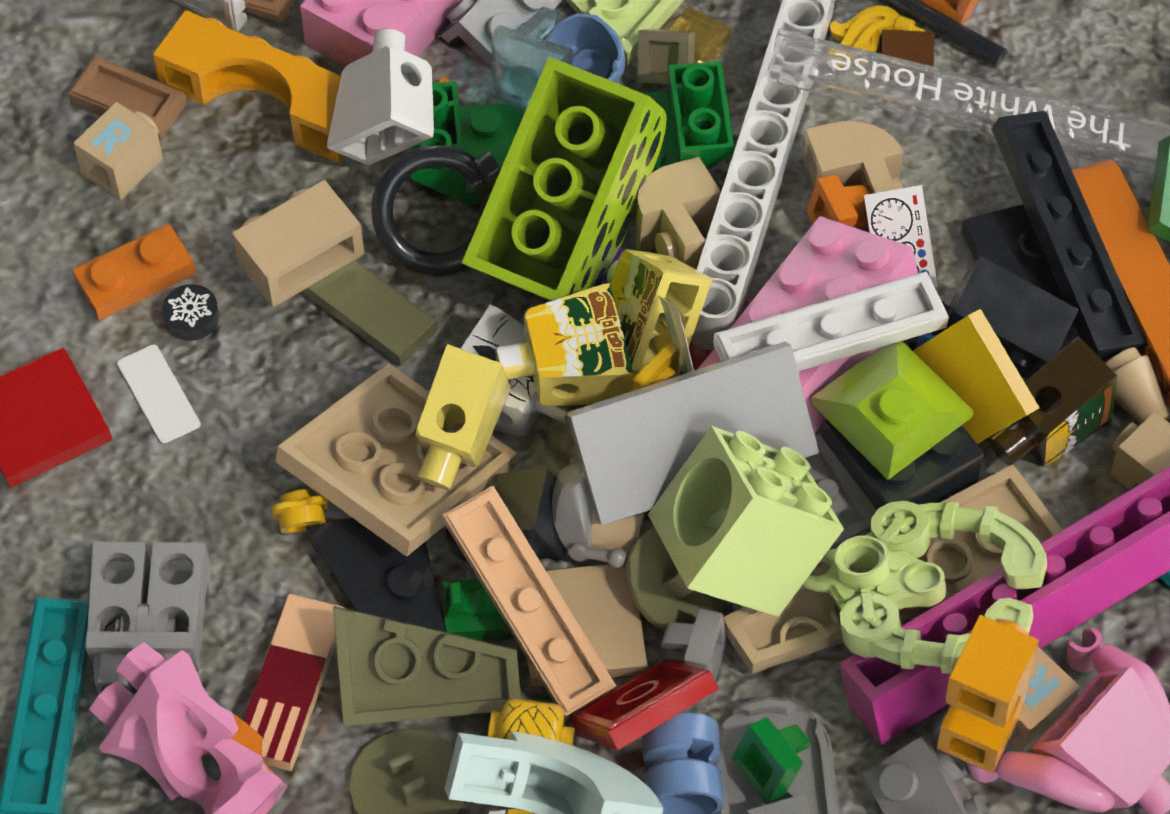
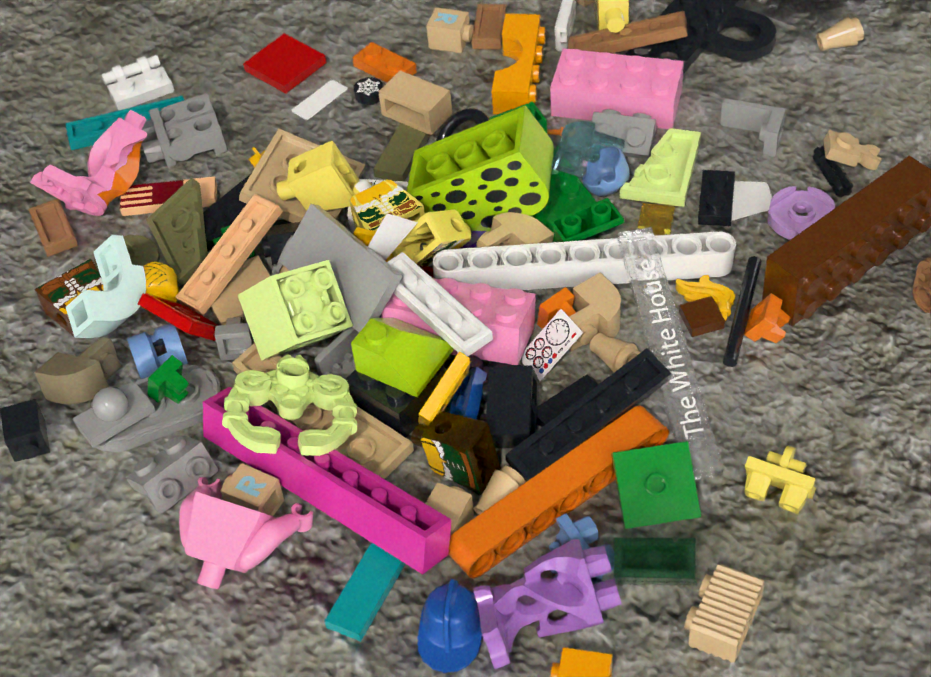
camera: 75 degrees right, 10 degrees down
(382, 102) = (500, 96): white torso -> none
(660, 49) = (630, 203): dark tan plate -> none
(945, 171) = (613, 351): none -> tan cone
(987, 692) = (208, 443): light orange arch -> none

